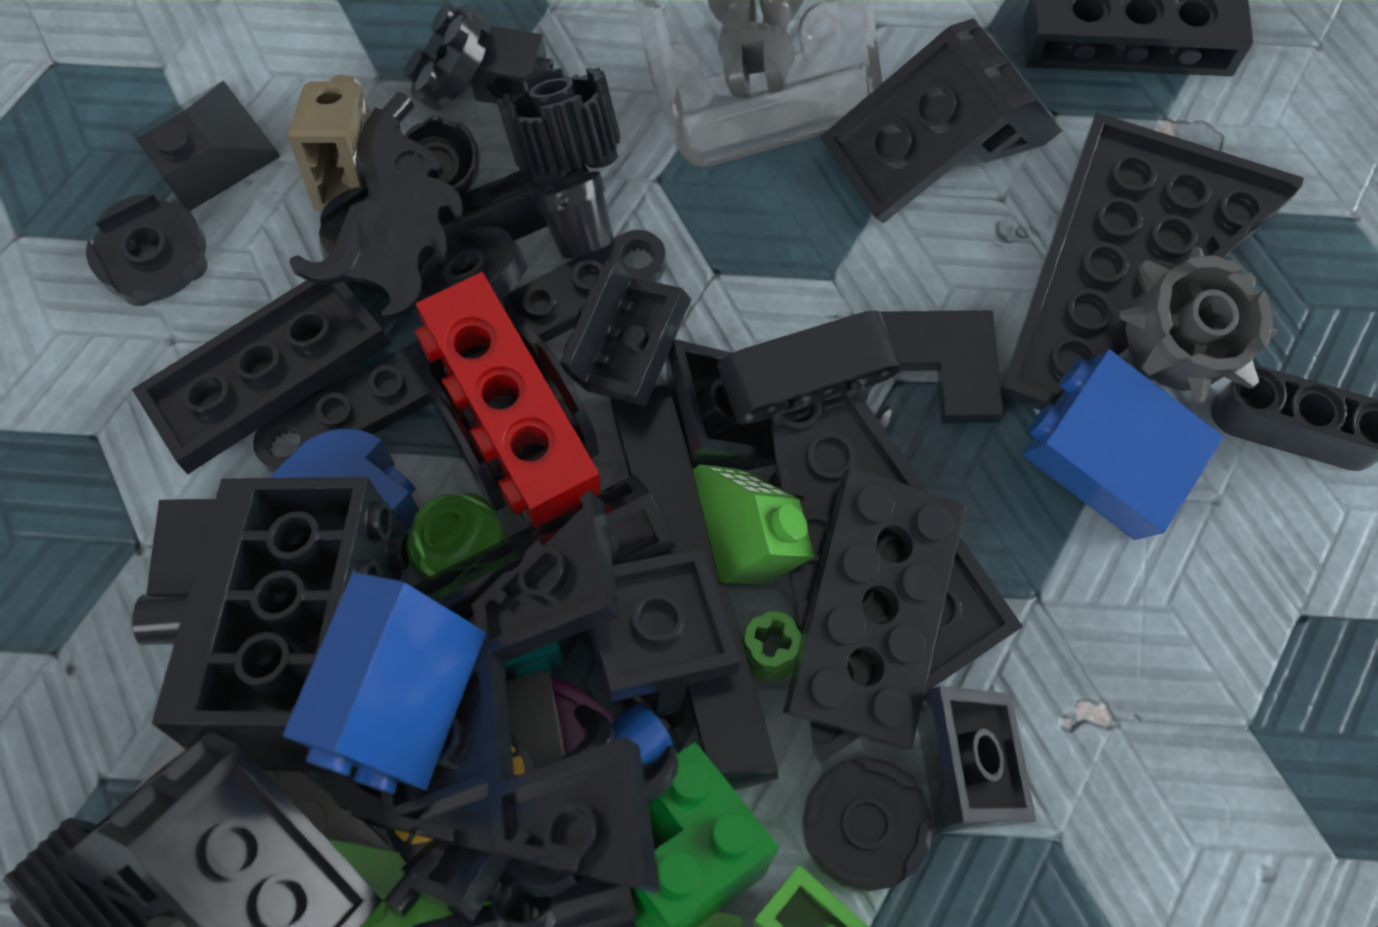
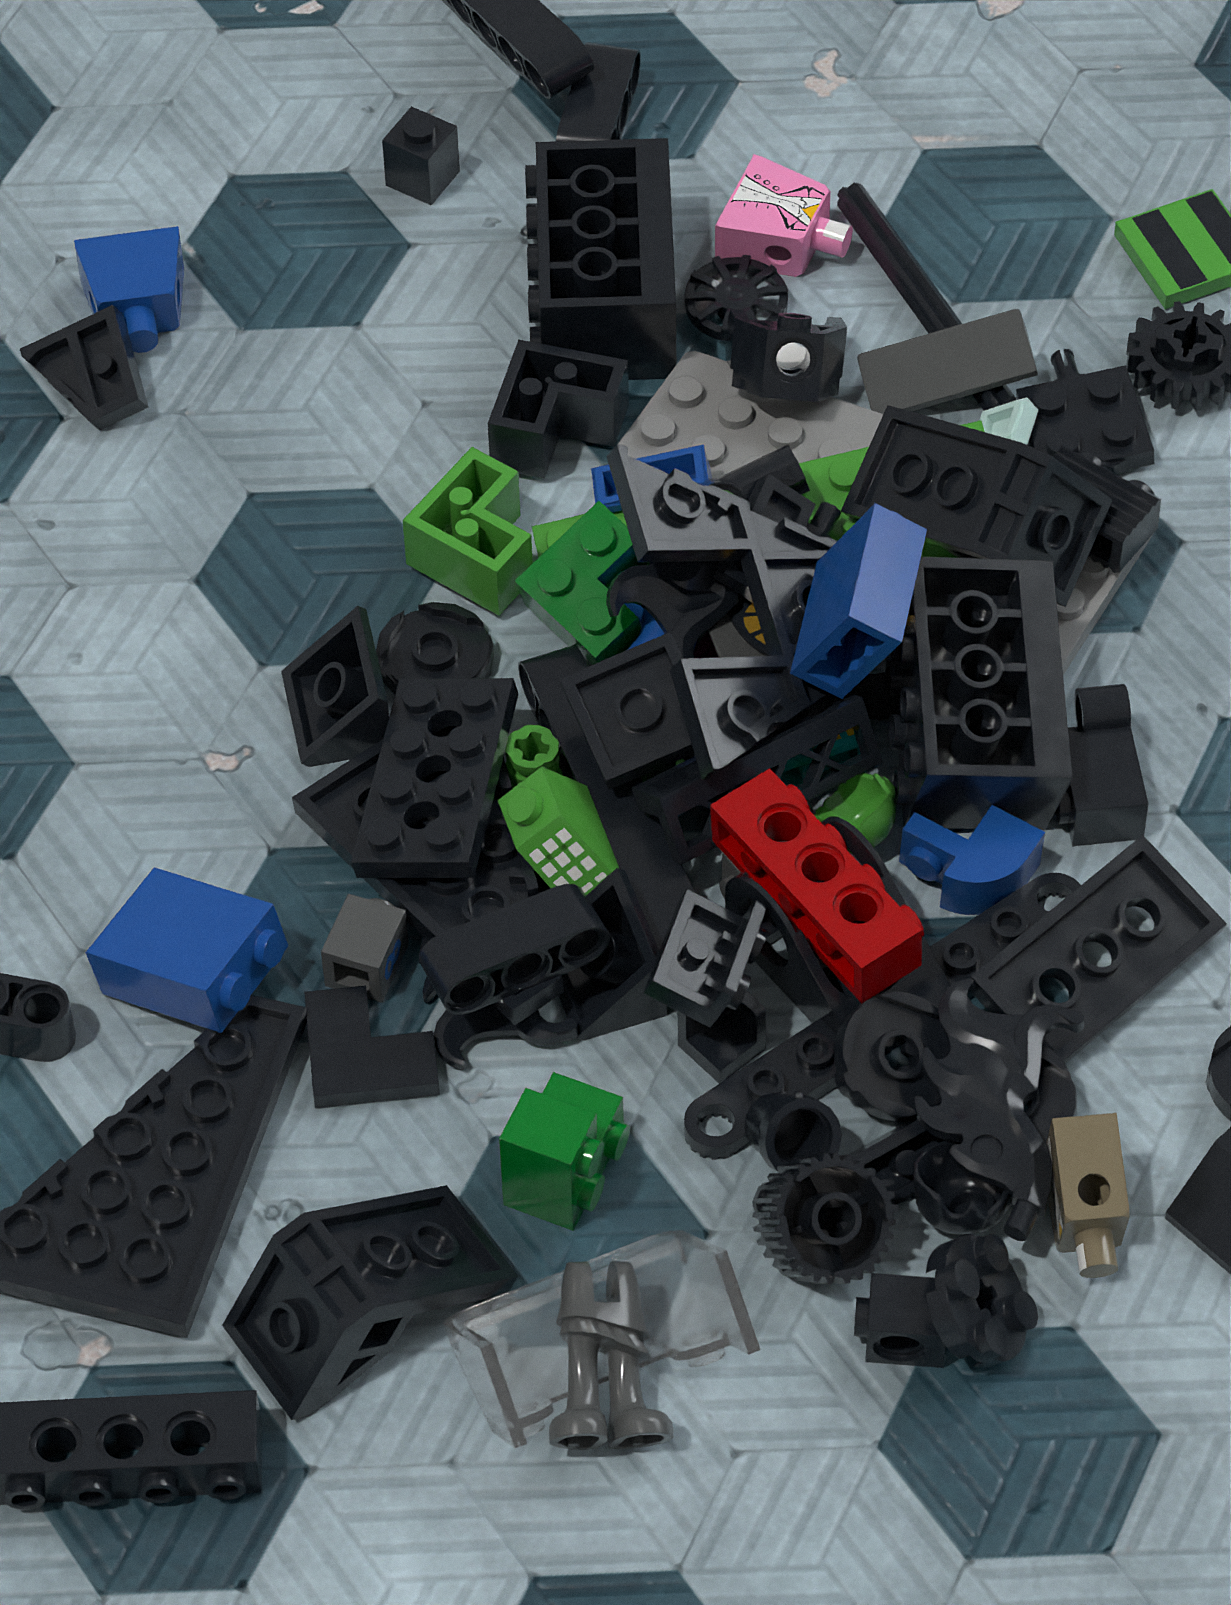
camera: 175 degrees right, 15 degrees down
(779, 215) = (560, 1148): none -> green brick
(948, 447) = (365, 946): none -> dark grey brick
(1198, 324) = (104, 1047): dark grey brick -> none

